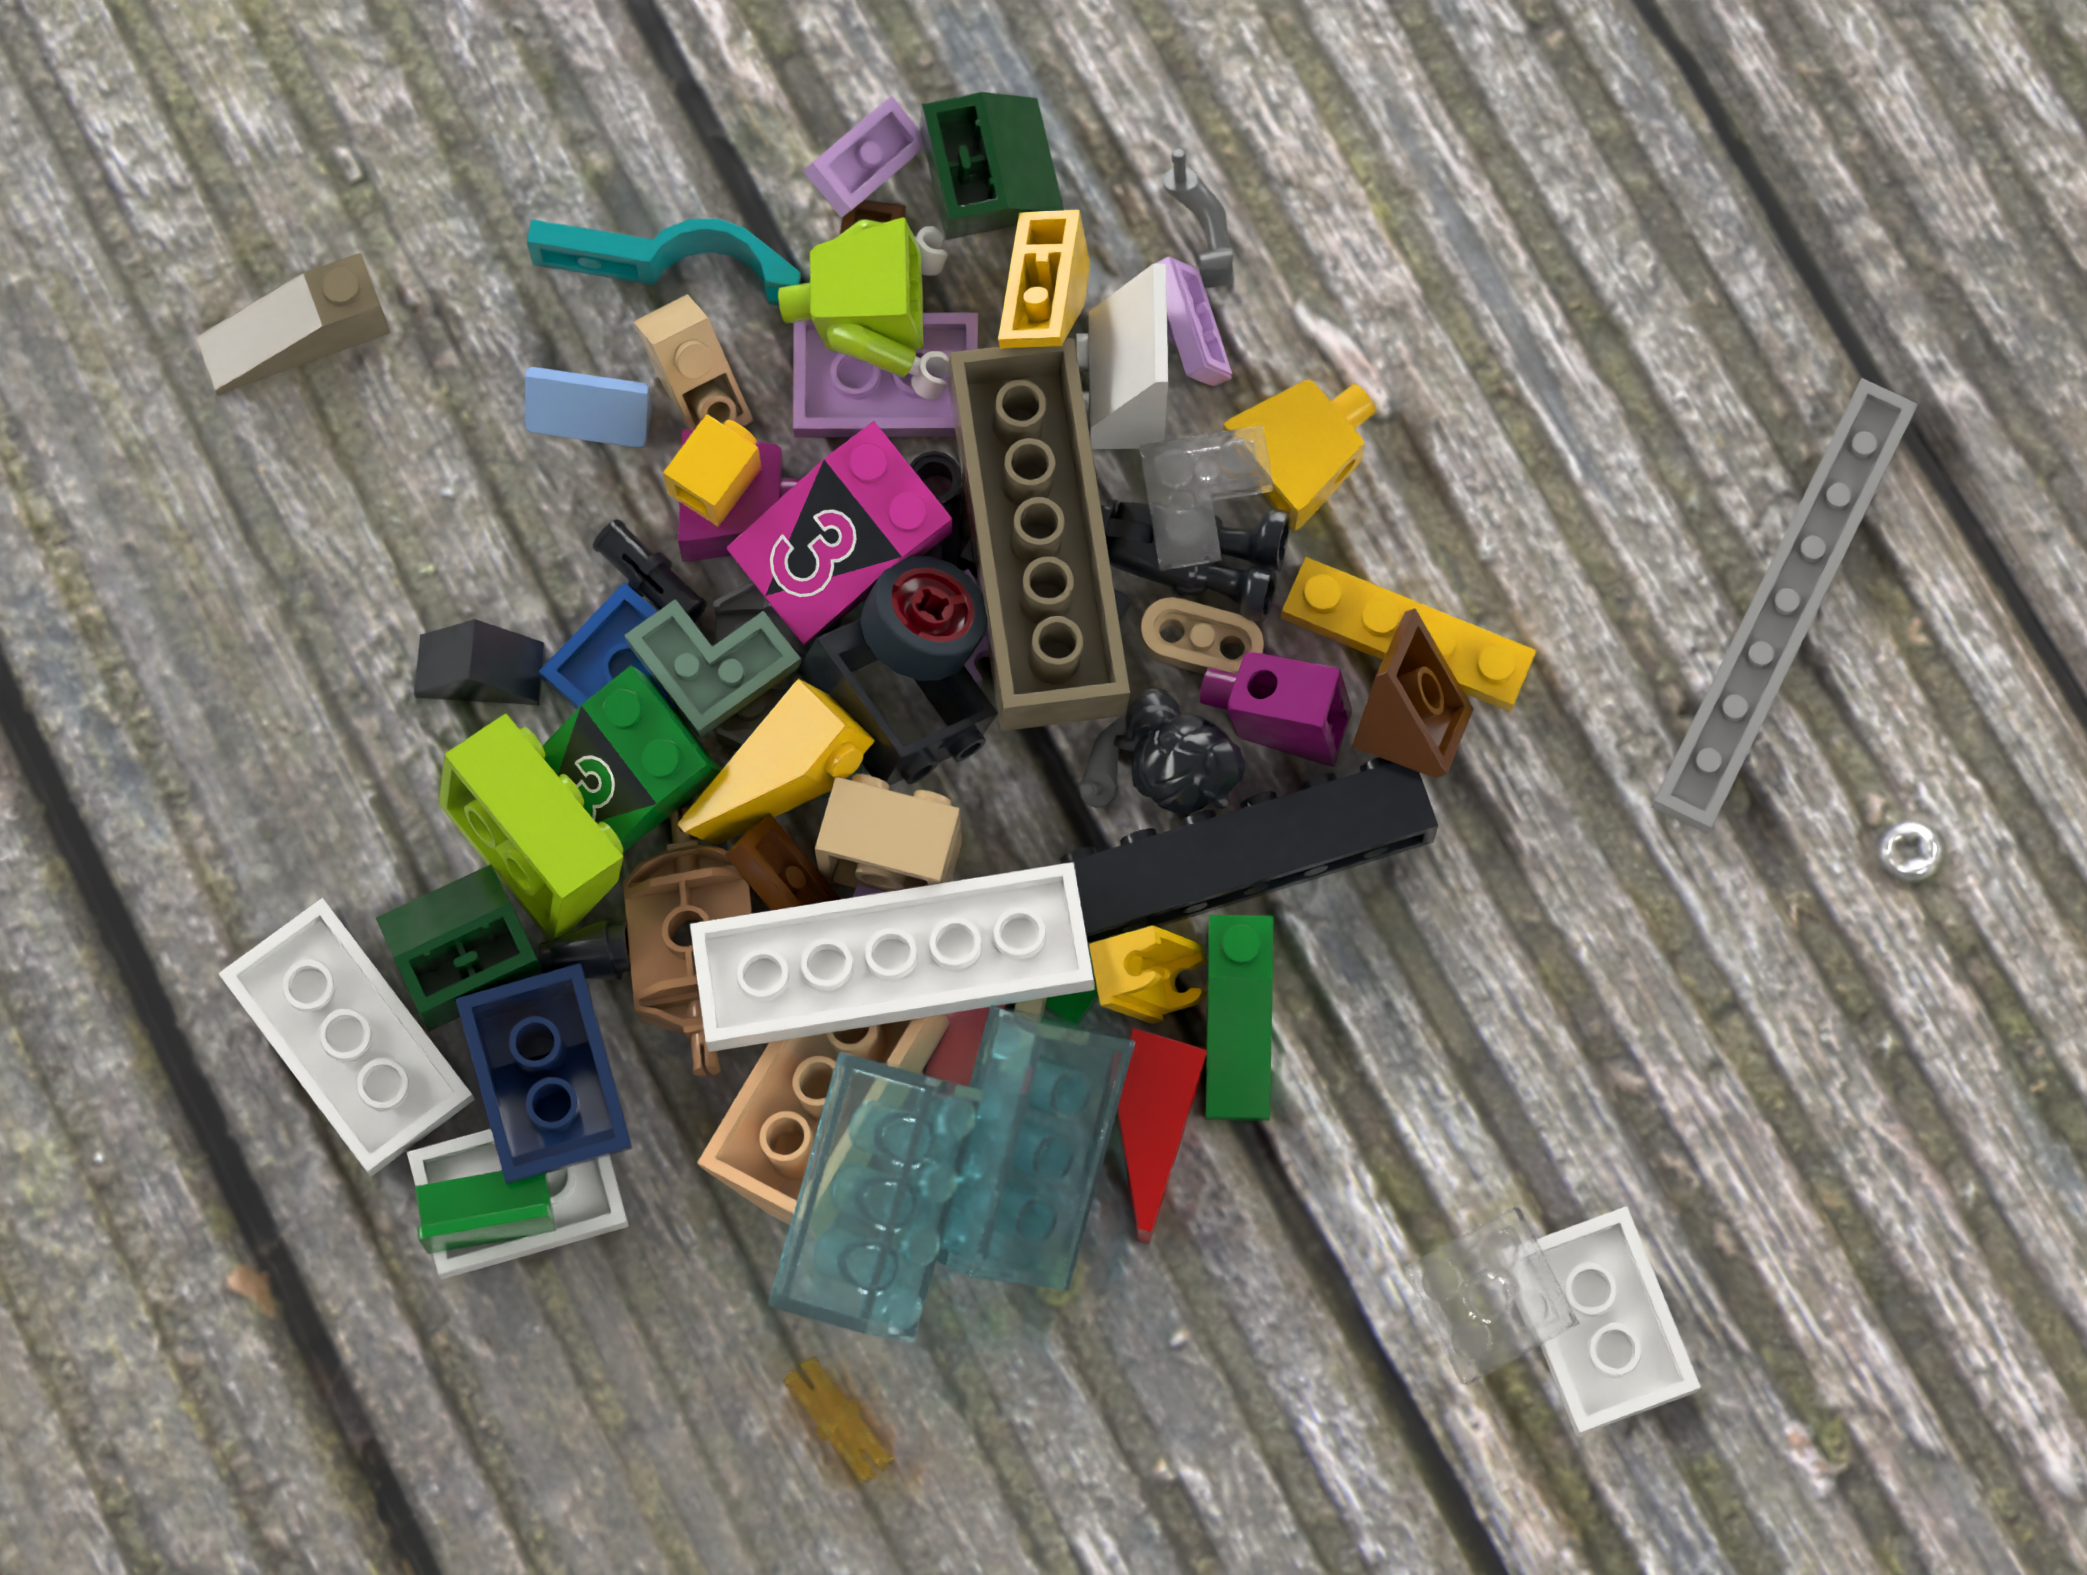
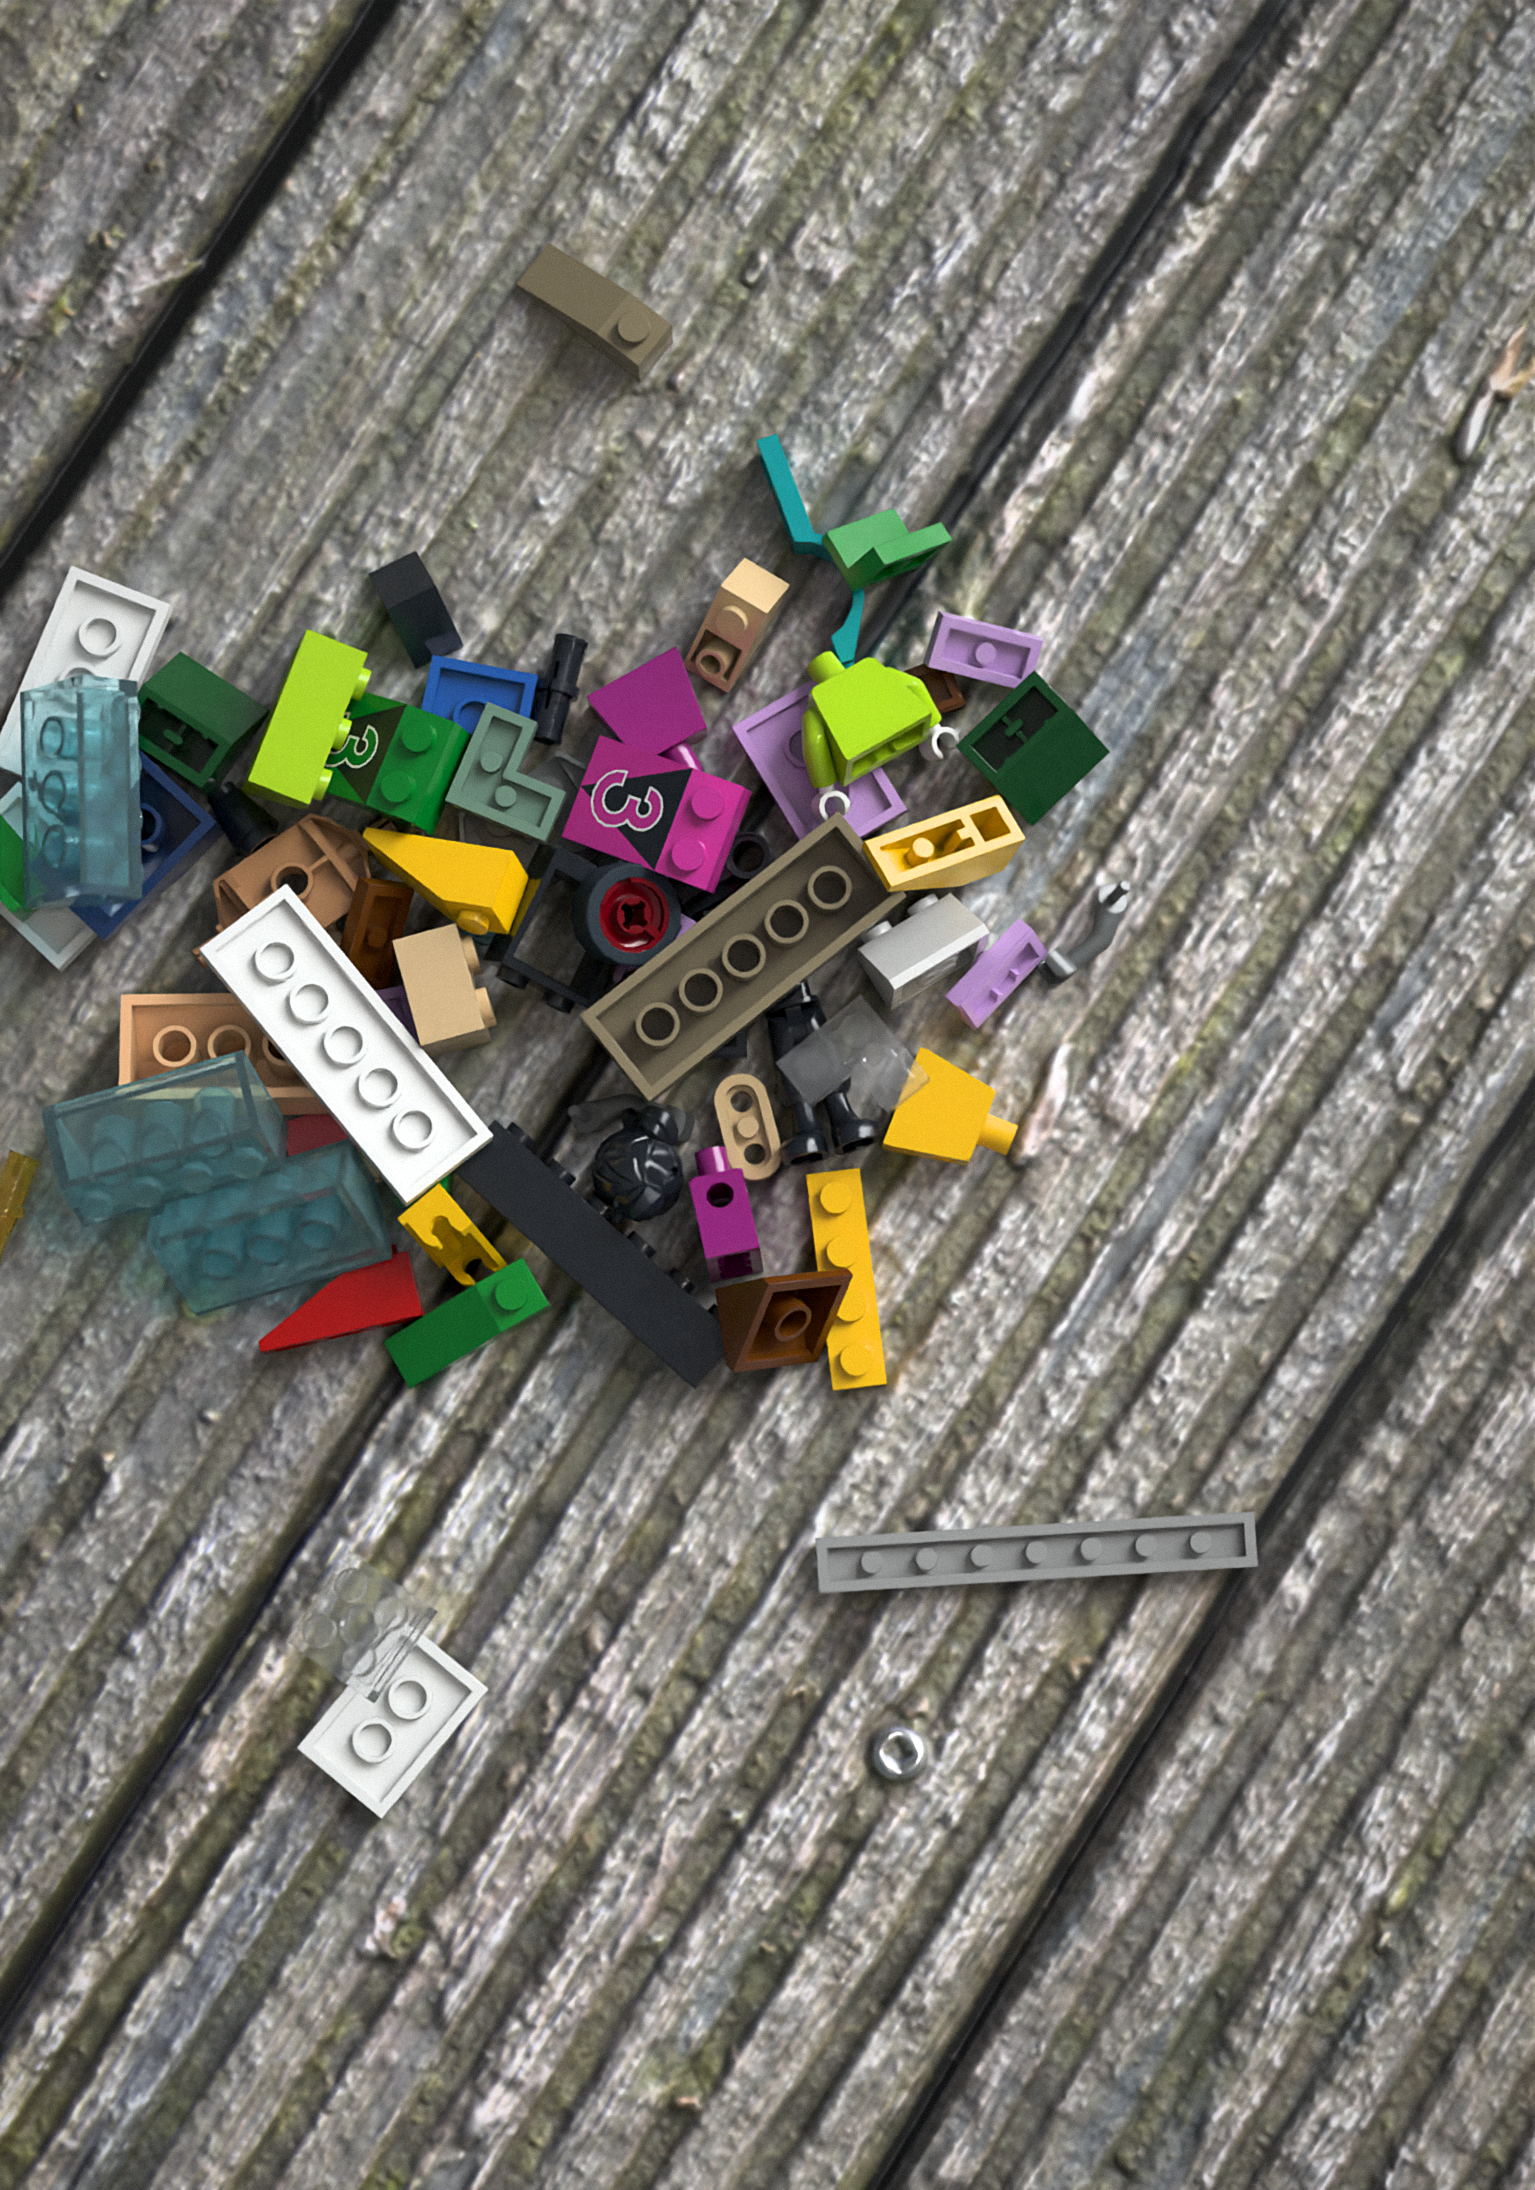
camera: 60 degrees right, 10 degrees up
(468, 1075) = (81, 793): none -> clear light blue slope
(587, 407) = (660, 565): light blue slope -> none
(707, 195) = (881, 548): none -> panel
(713, 468) = (651, 689): yellow brick -> none

